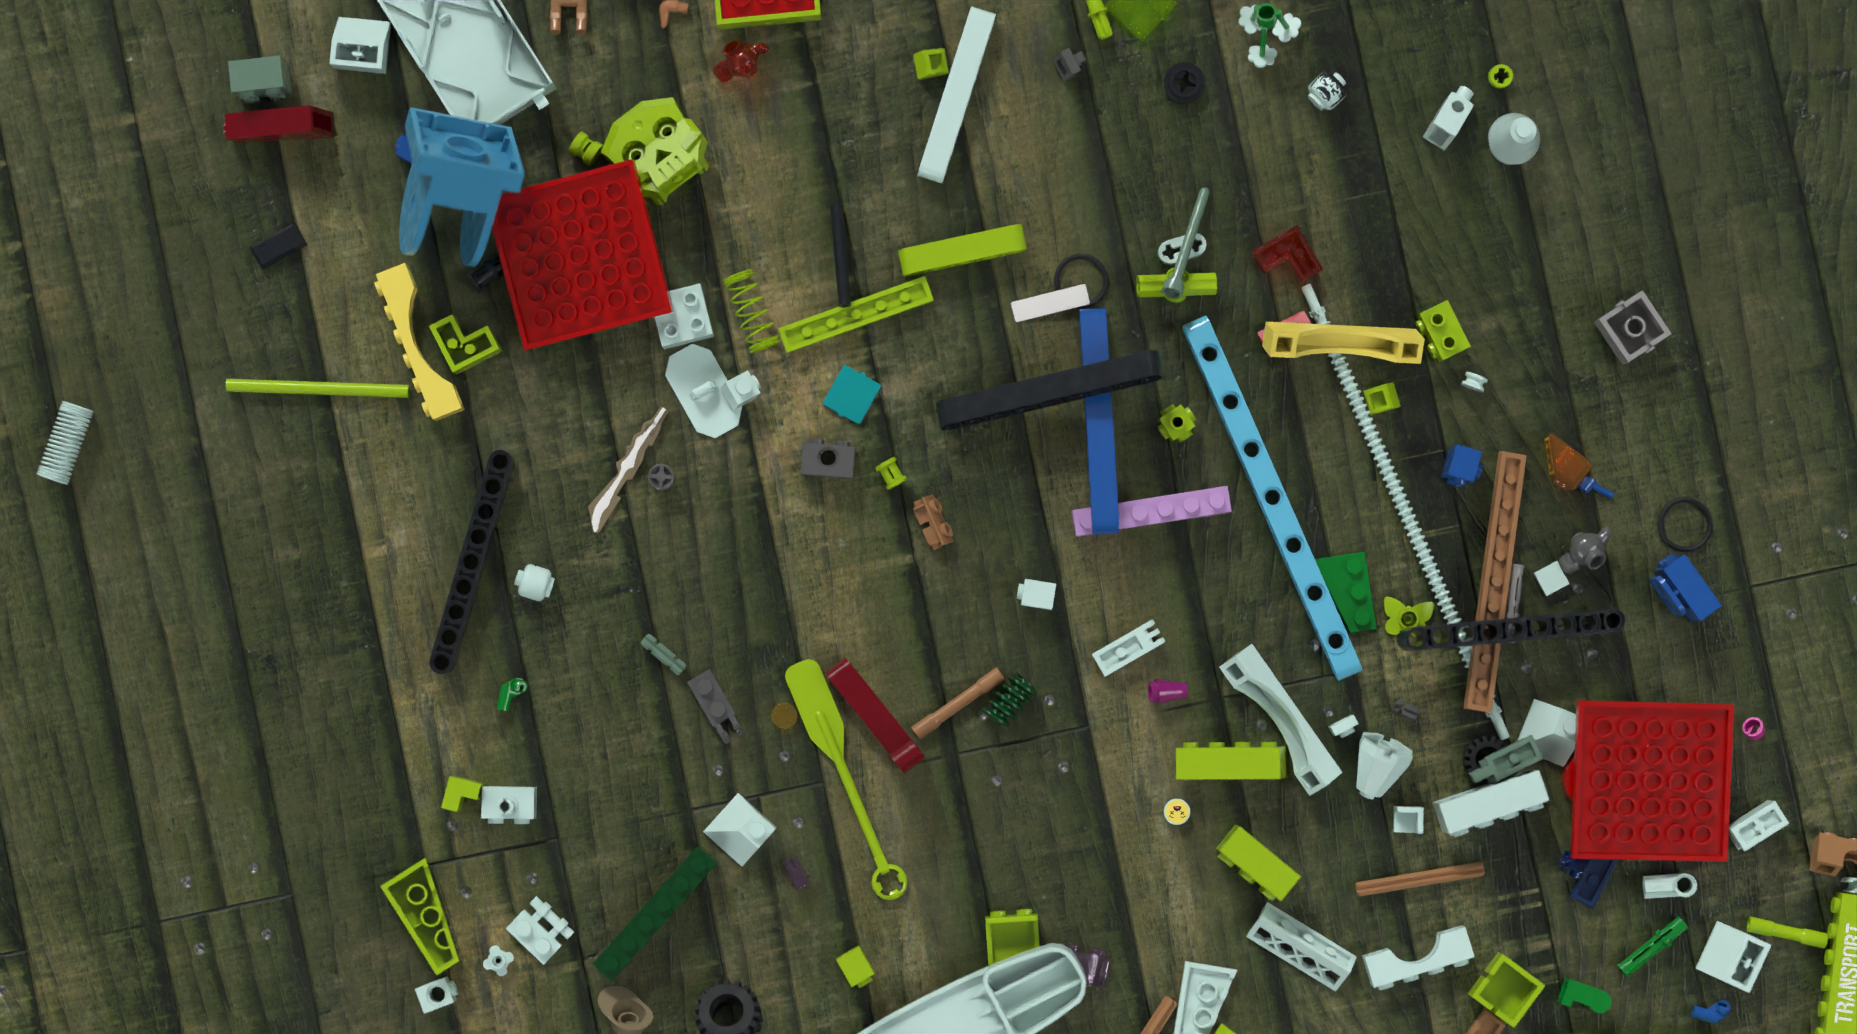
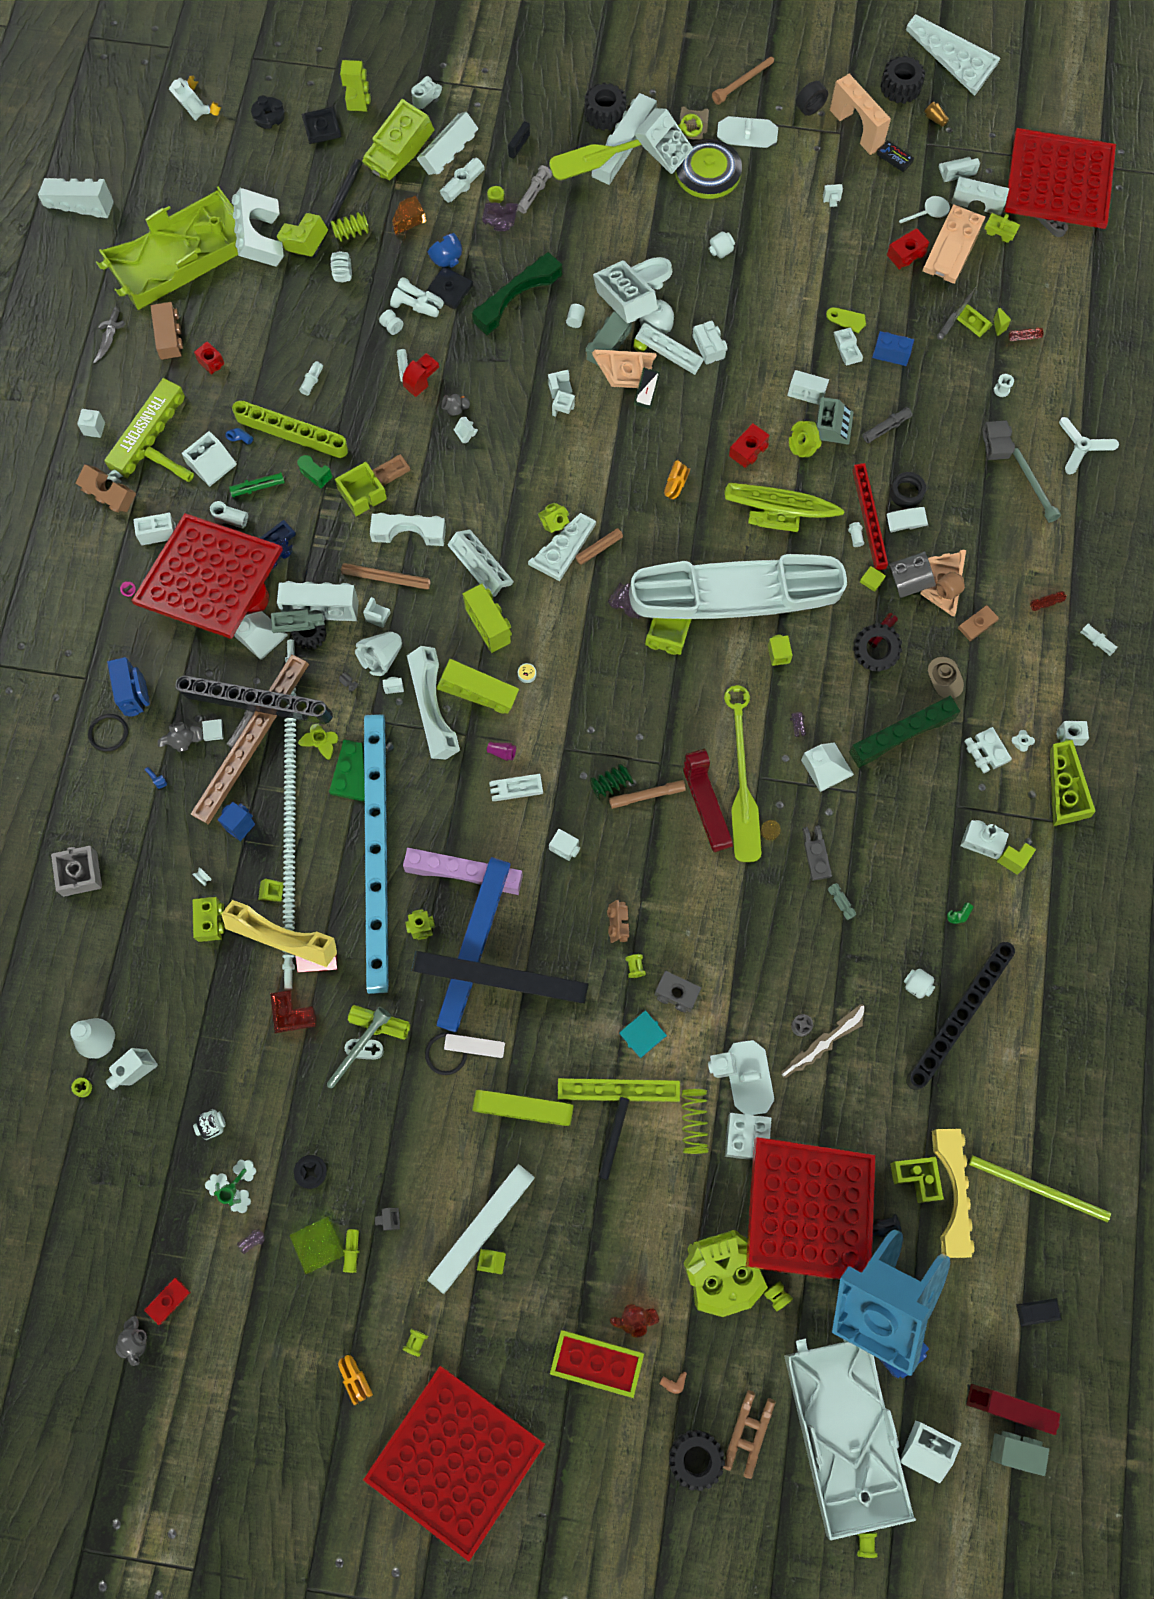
camera: 160 degrees left, 15 degrees down
(1565, 463) = (167, 798): clear orange slope -> none

